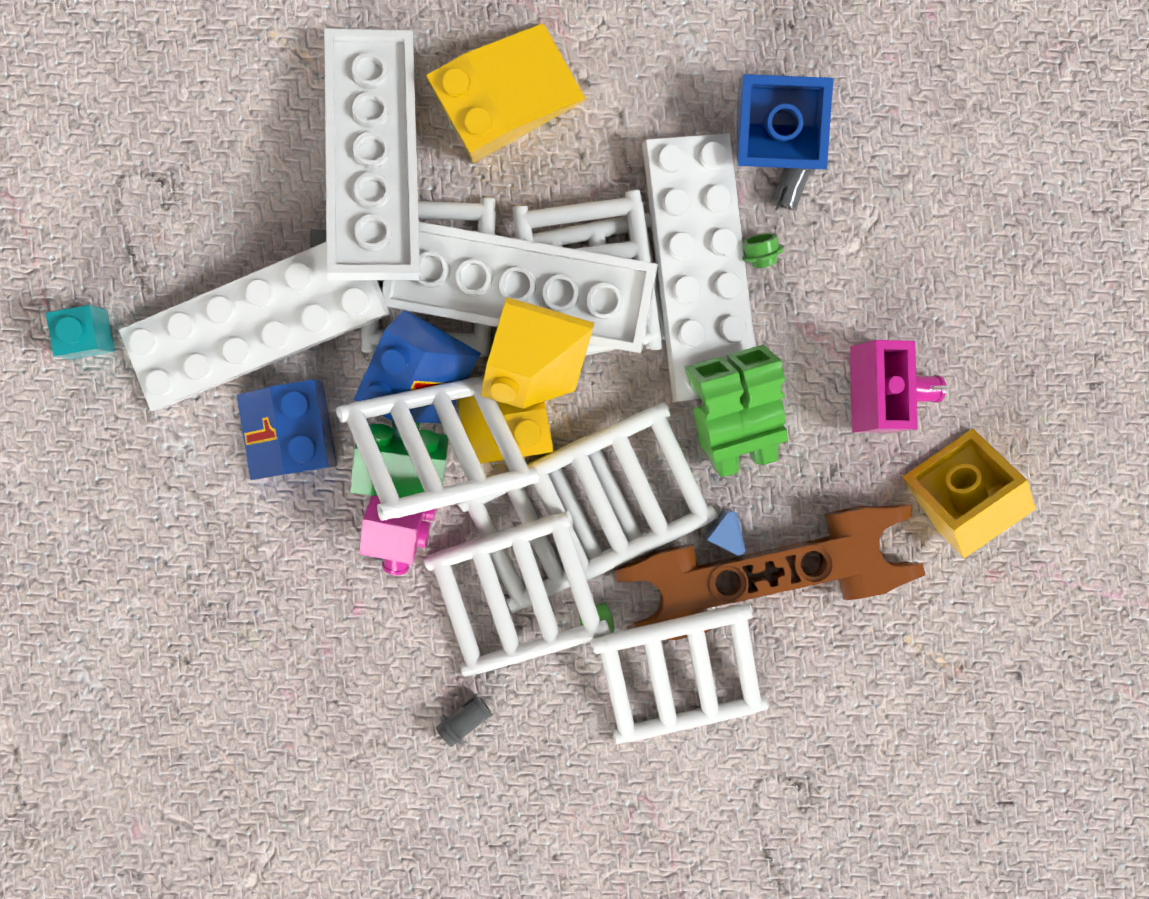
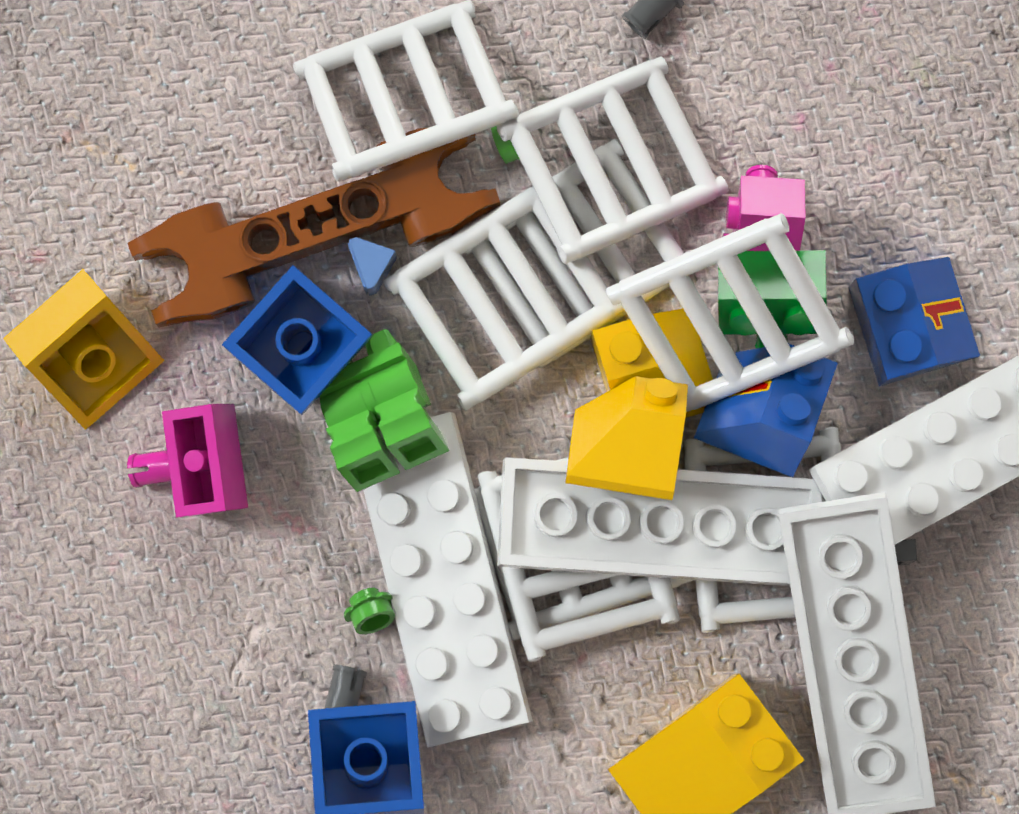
camera: 175 degrees right, 5 degrees down
(797, 475) = (297, 340): none -> blue slope

